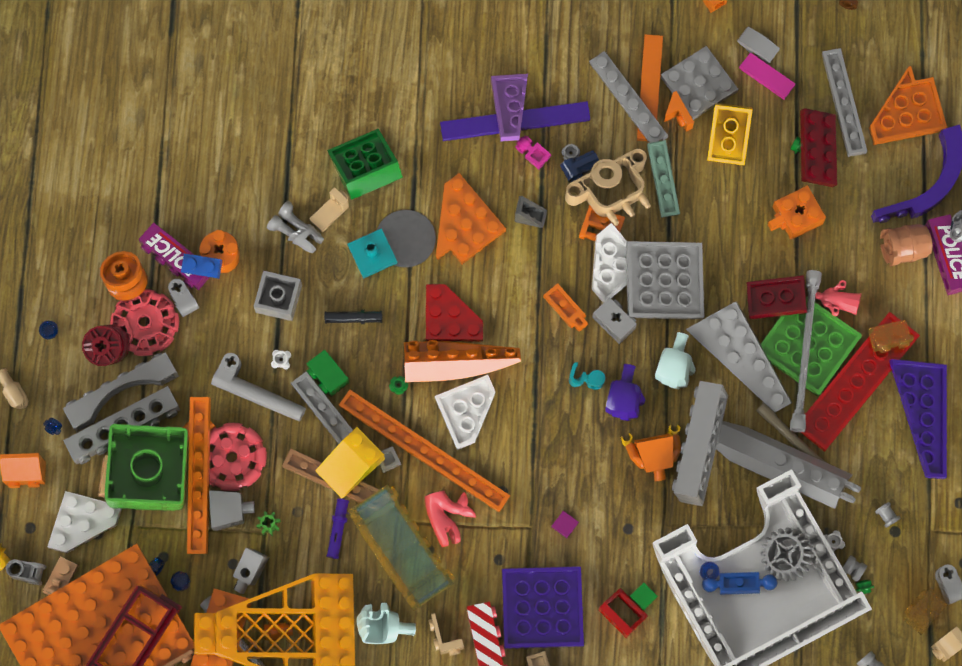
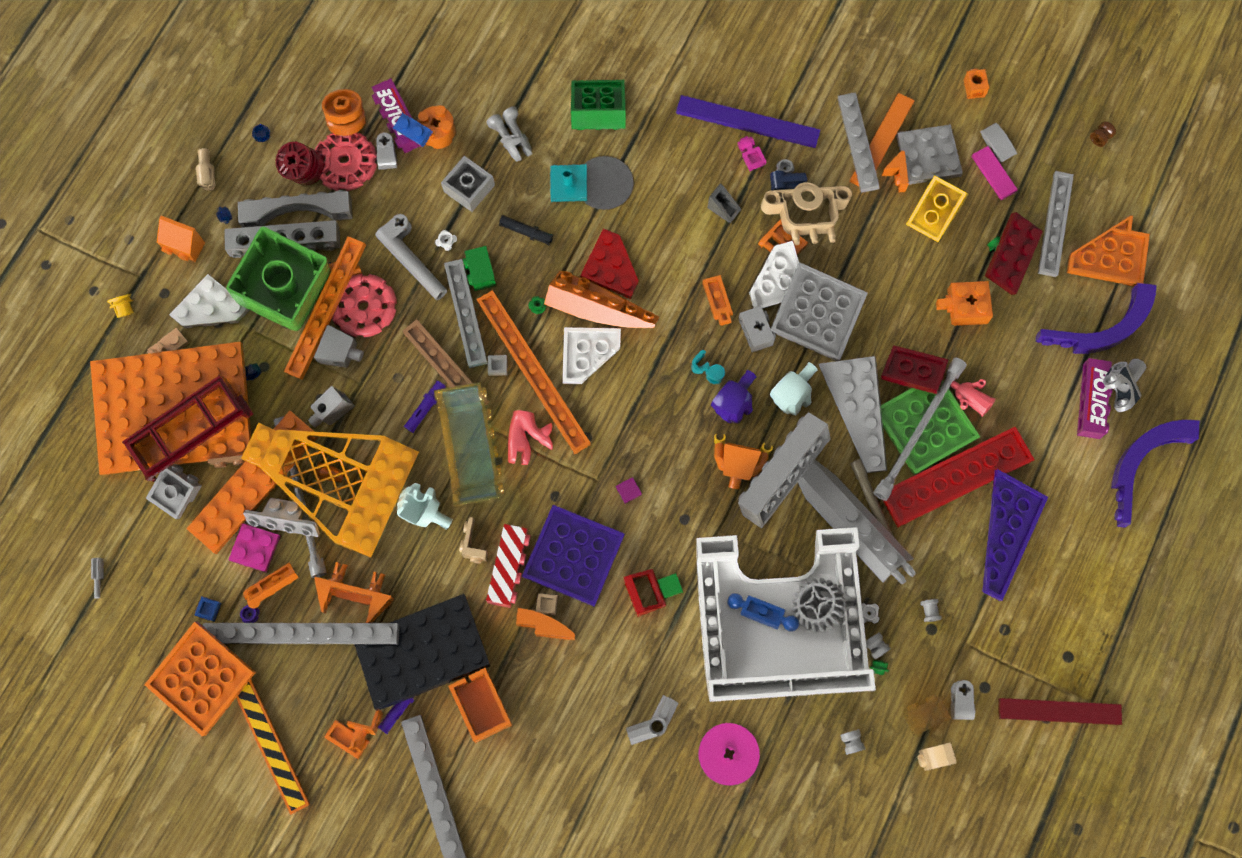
camera: 25 degrees right, 0 degrees up
(30, 571) = (141, 329): light grey piece -> none
(180, 581) = (267, 393): clear blue tile -> none
(274, 522) = (363, 371): bright green gear -> none
(330, 210) = (550, 131): tan bracket -> none
(350, 462) = (461, 352): yellow slope -> none
(465, 221) = (663, 189): orange wing -> none
(509, 104) = (749, 103): medium lavender wing -> none
(663, 178) = (858, 223): sand green tile -> none
(704, 569) = (740, 583): clear blue plate -> none
(889, 336) = (1006, 448): clear yellow bracket -> none
(906, 244) = (1057, 371): nougat piece -> none

